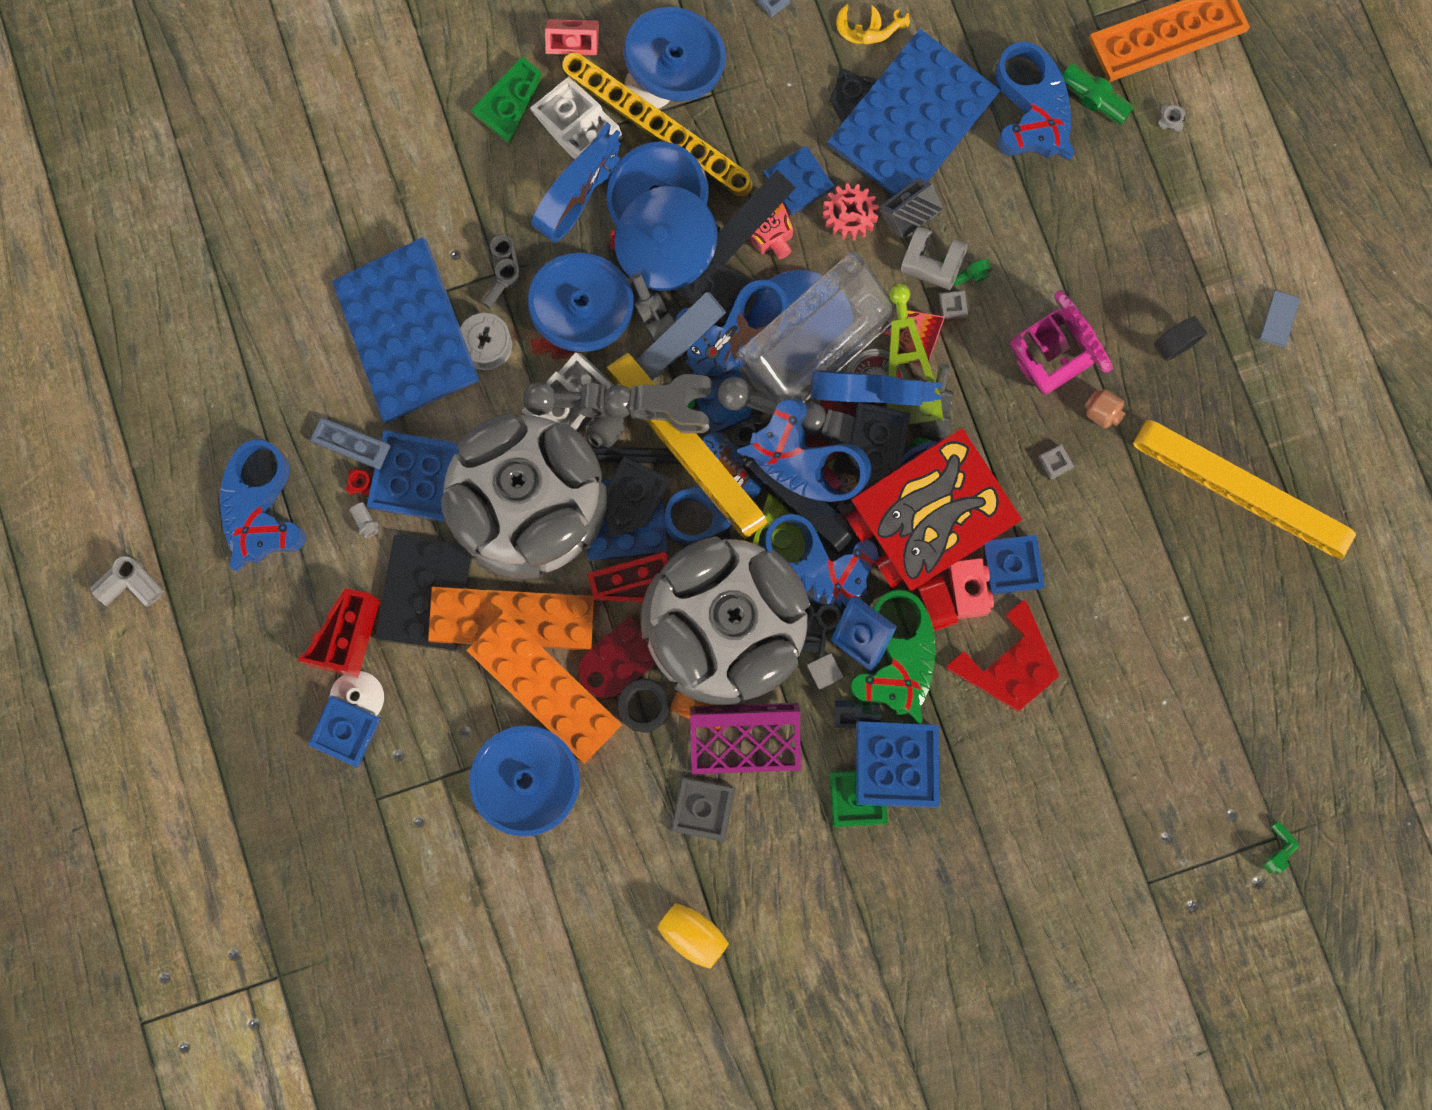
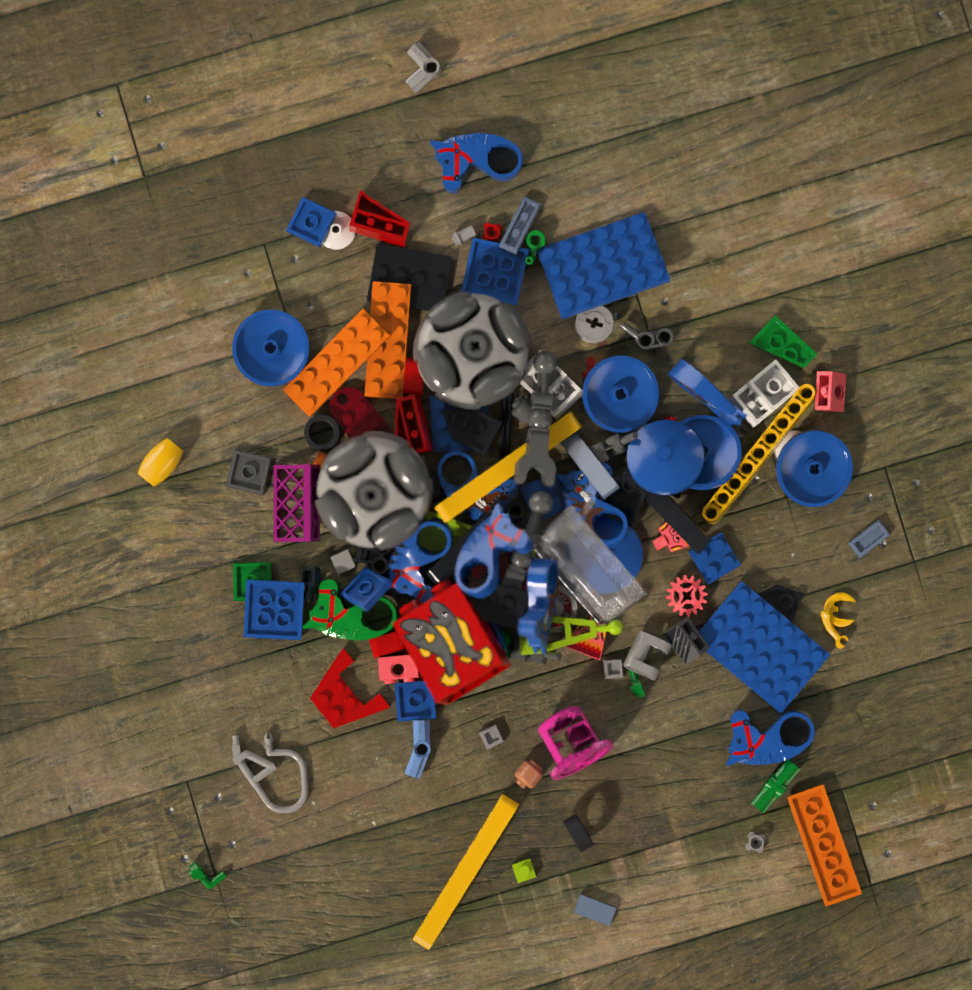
camera: 90 degrees right, 10 degrees up
(379, 423) = (534, 246): none -> green plate
(564, 580) = (412, 379): none -> red beam
(1096, 558) = (417, 761): none -> medium blue piece
(1111, 808) = (238, 758): none -> light grey piece
(1234, 413) = (523, 870): none -> lime plate

